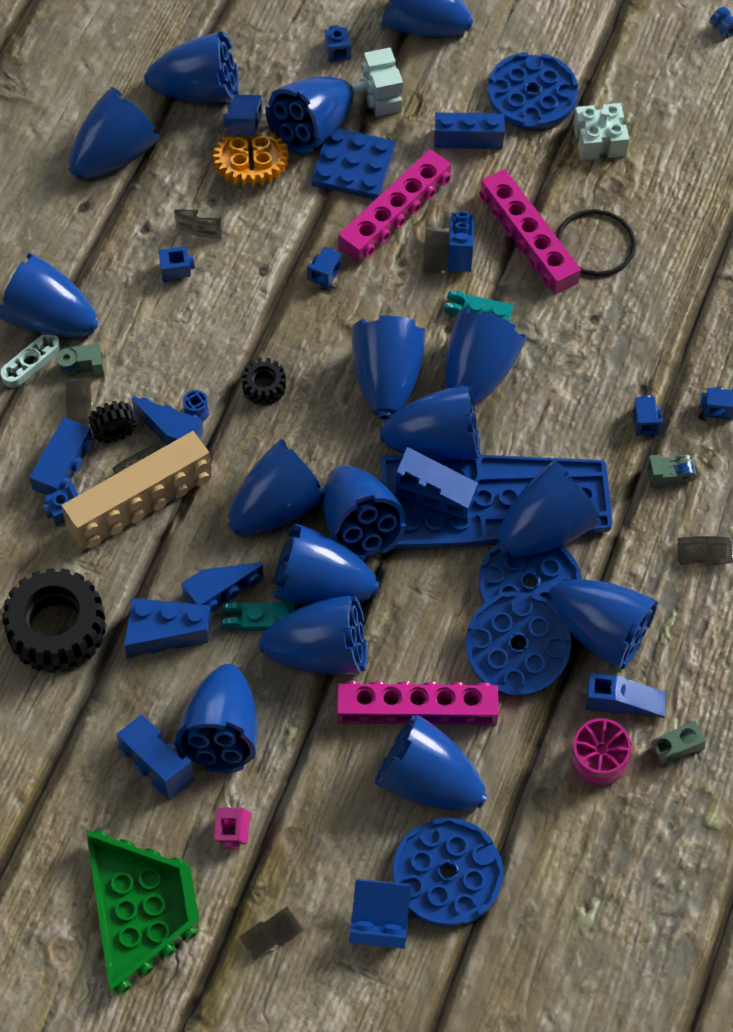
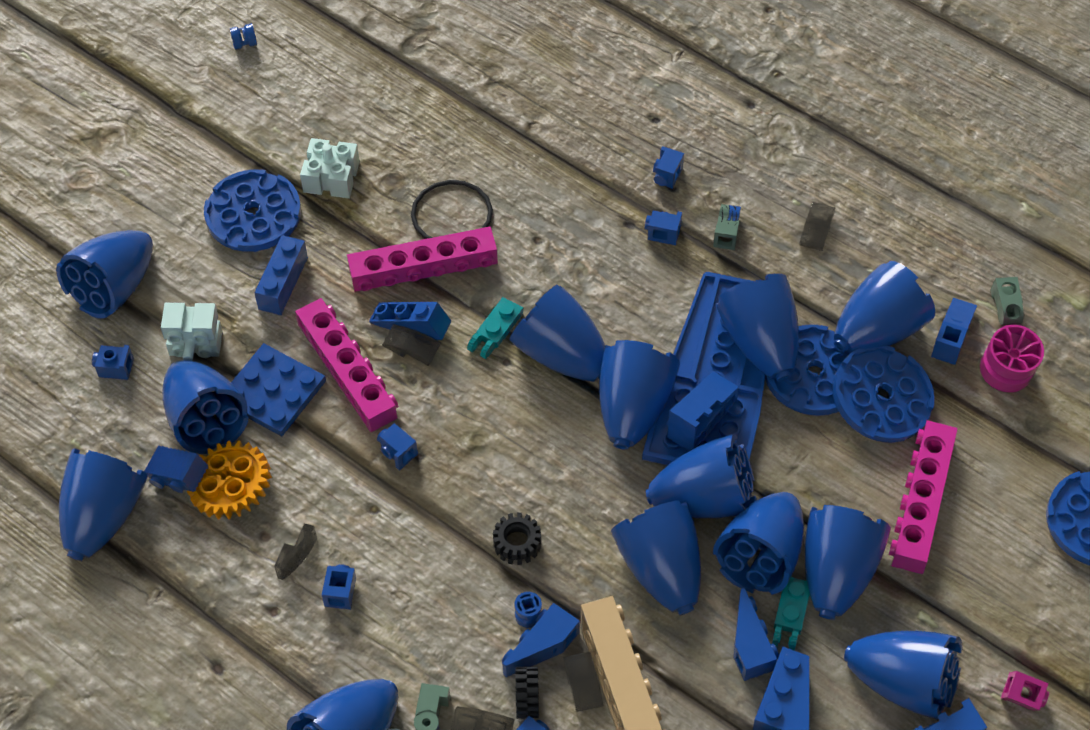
camera: 70 degrees left, 5 degrees down
(110, 137) = (147, 607): blue cylinder -> none
(387, 361) = (547, 416): blue cylinder -> none
(430, 770) = (997, 504): blue cylinder -> none

